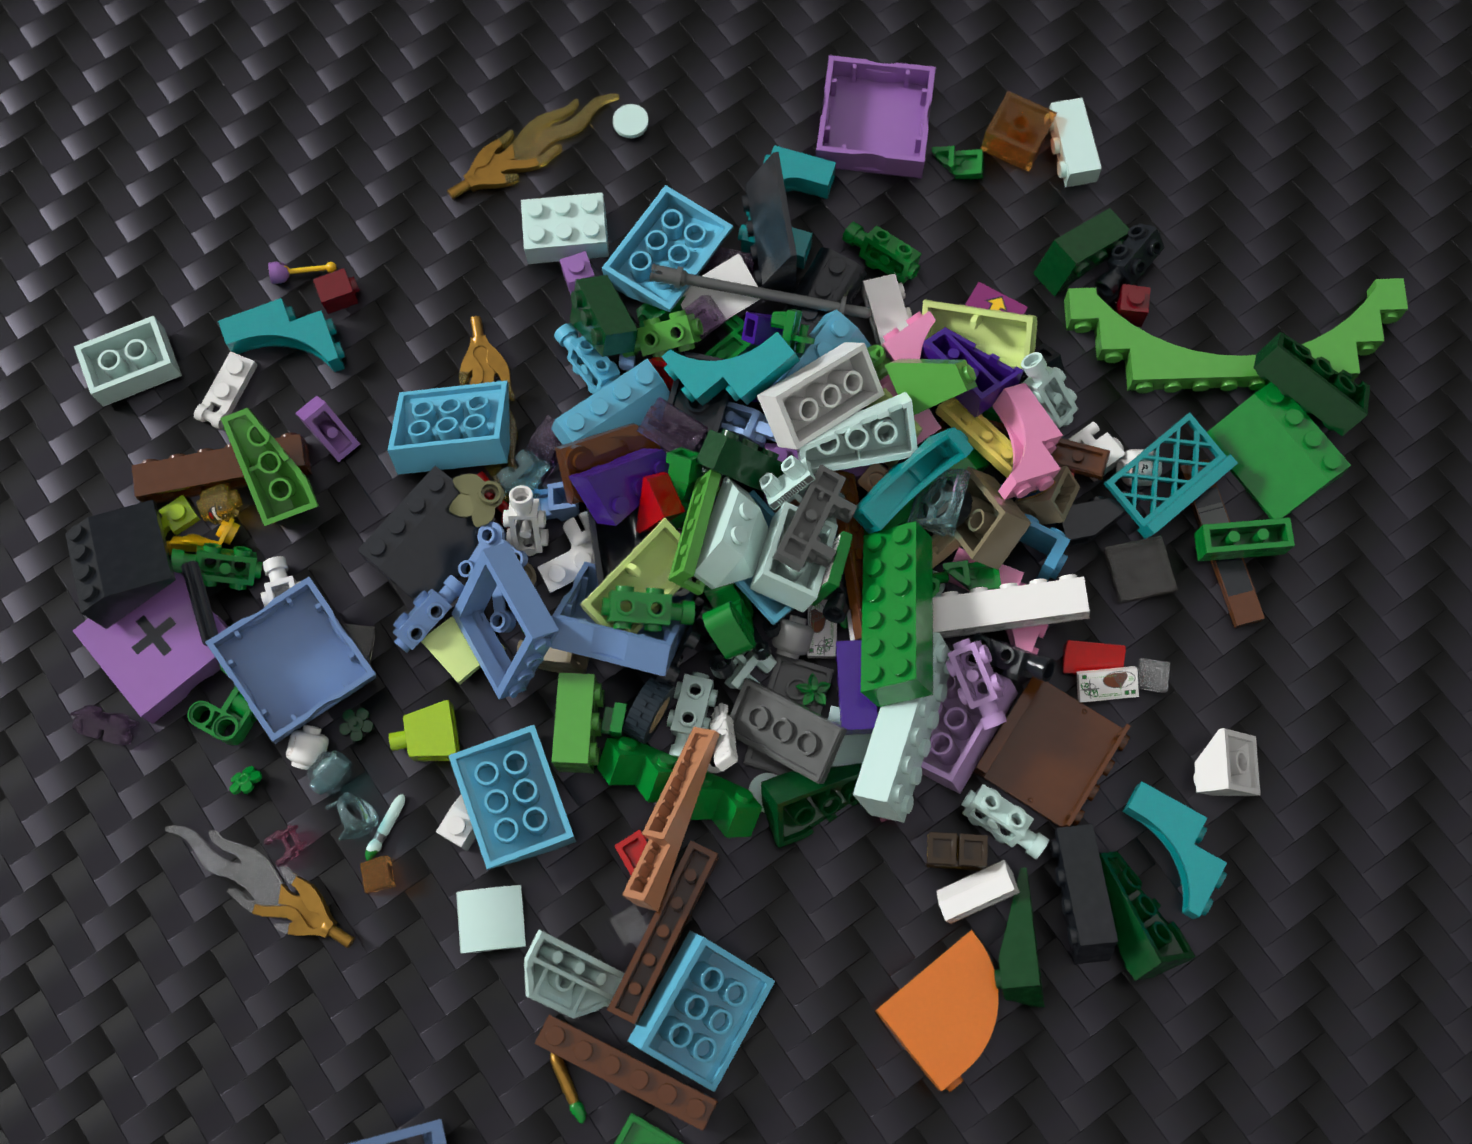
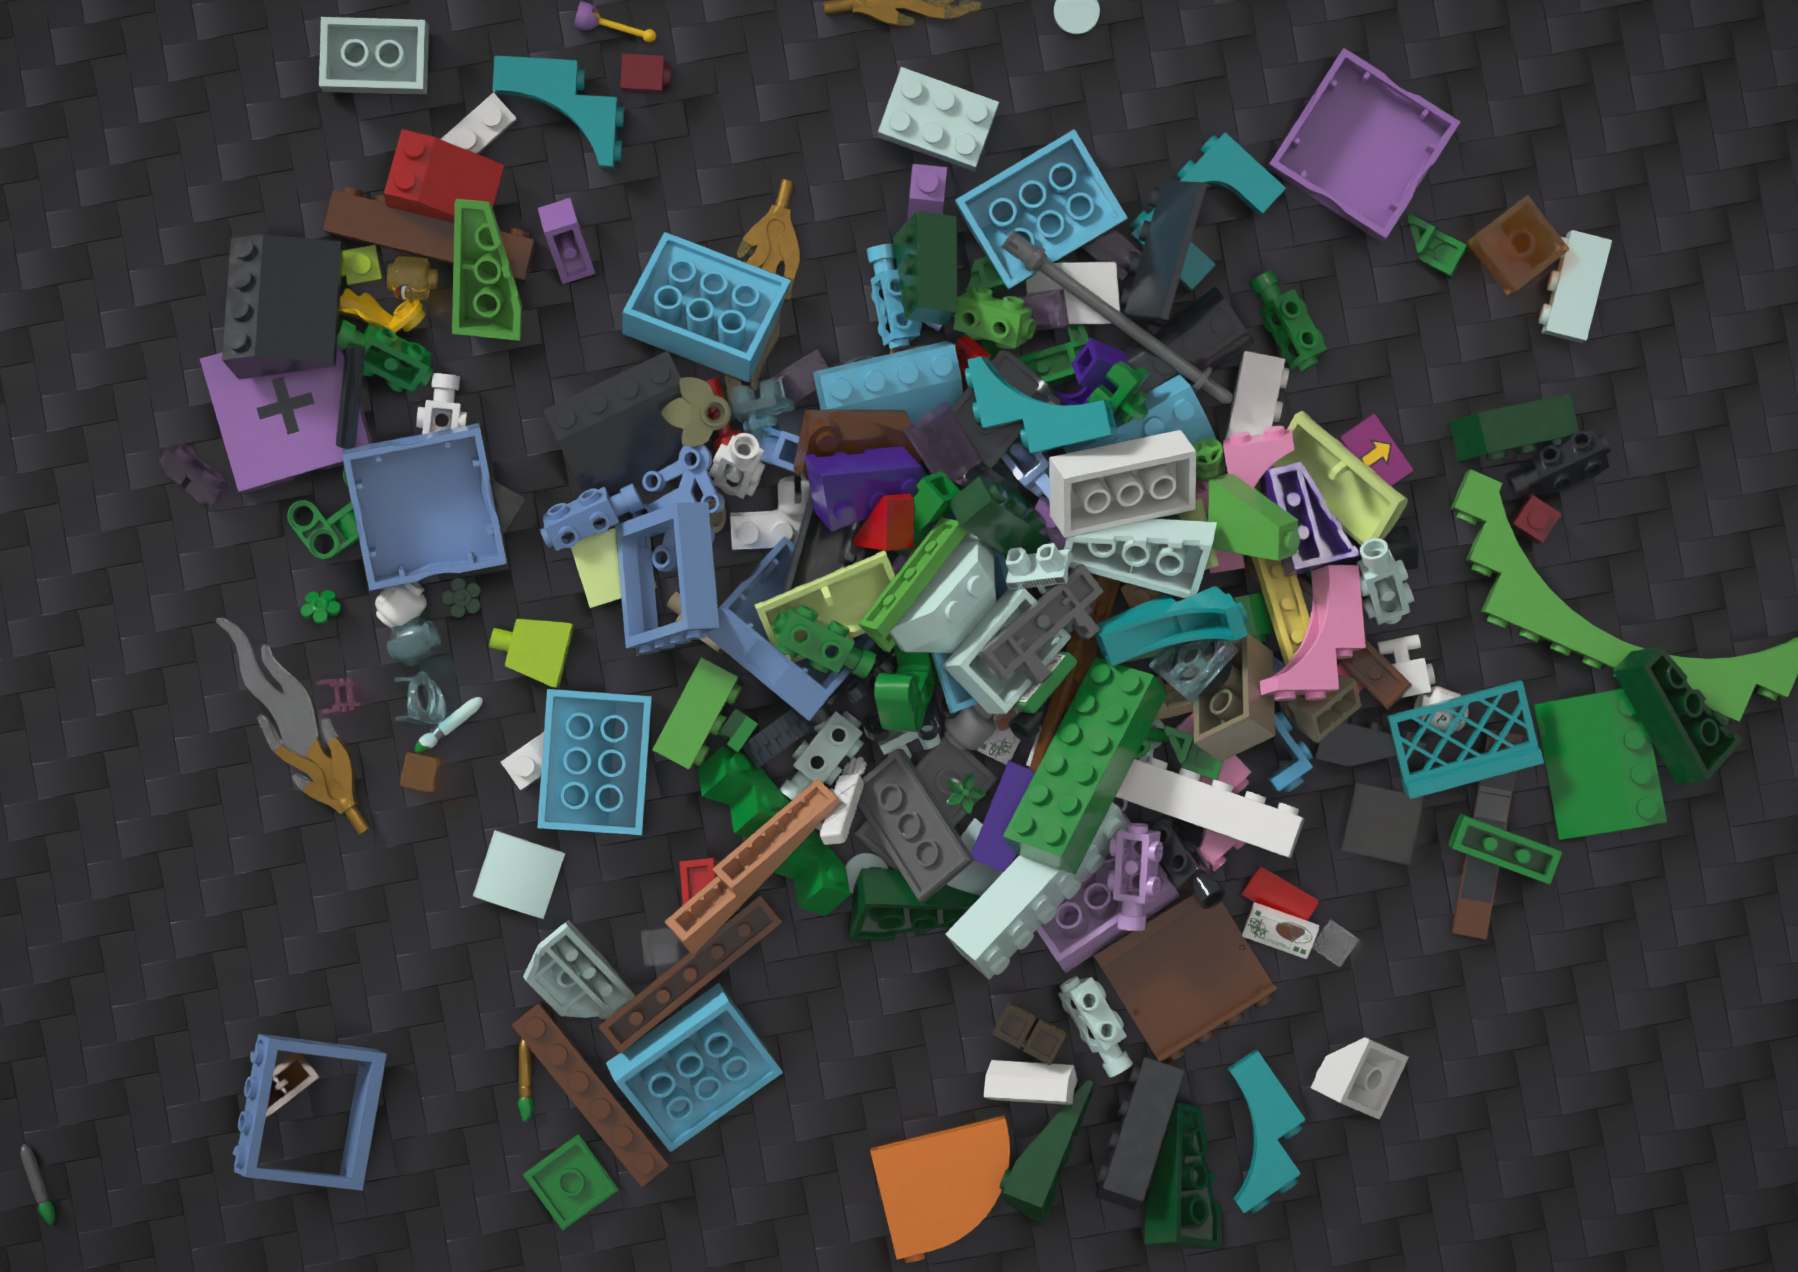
camera: 20 degrees right, 15 degrees up
(195, 422) = (434, 173): none -> red slope

